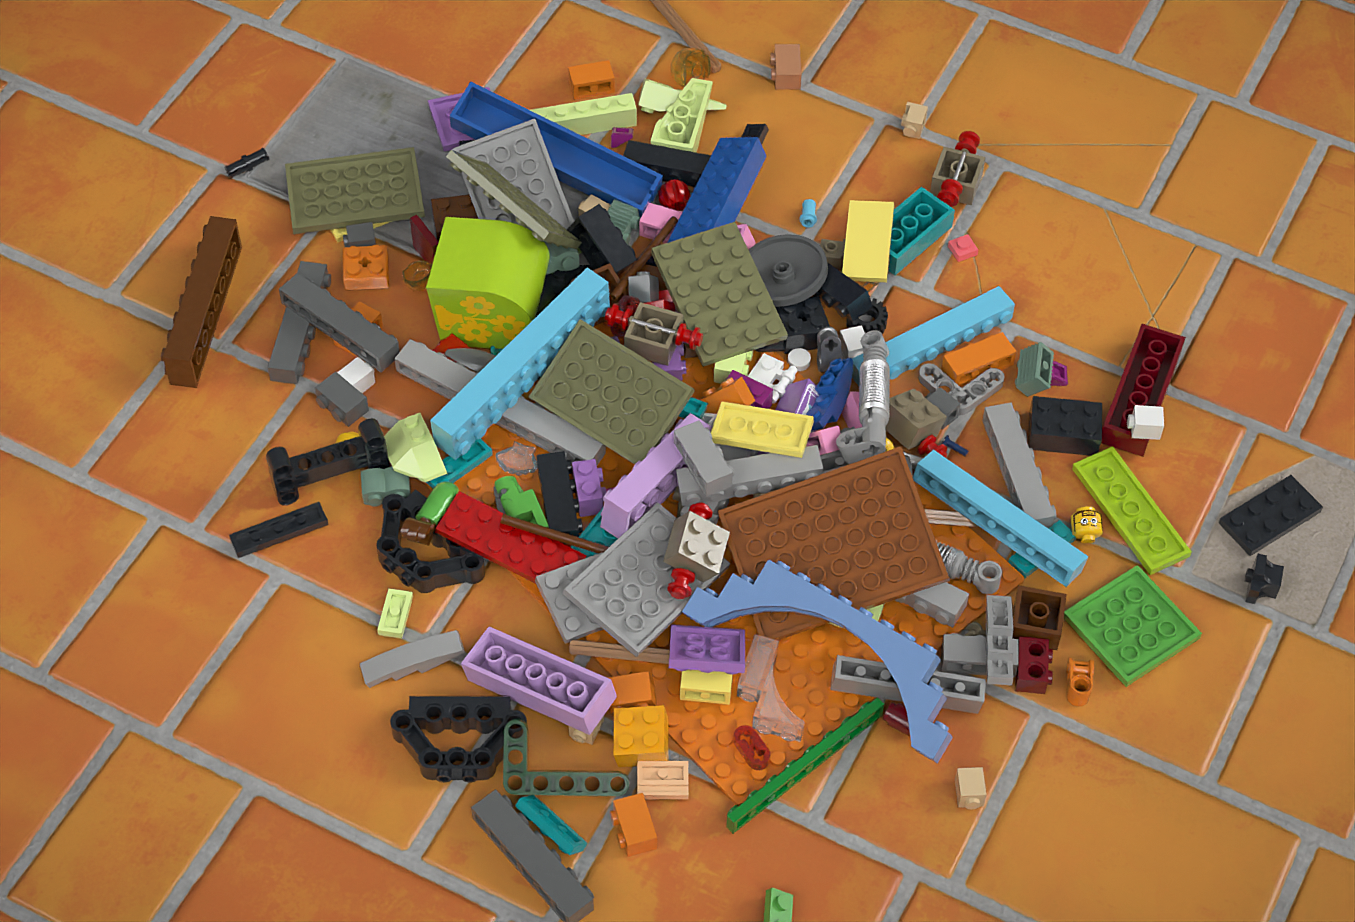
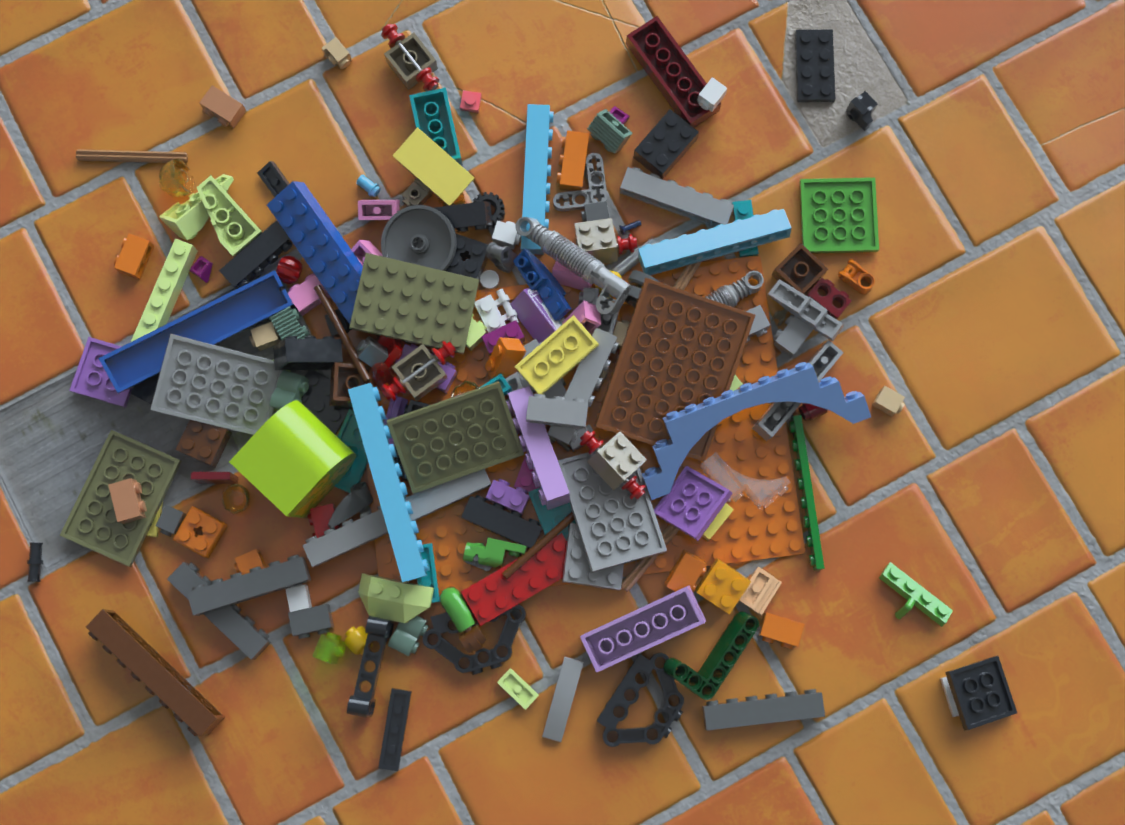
camera: 55 degrees left, 25 degrees up
(323, 422) = (329, 648): none -> clear neon green brick
(354, 189) = (127, 500): none -> nougat brick
(513, 200) = (241, 400): olive plate -> none
(517, 459) = (448, 529): clear animal -> none
(551, 825) = (748, 683): teal plate -> none
(747, 750) = (775, 514): clear red beam -> none
(786, 222) = (377, 209): none -> bright pink brick
(1086, 524) = (749, 188): yellow head -> none
(1131, 510) = (755, 150): lime plate -> none

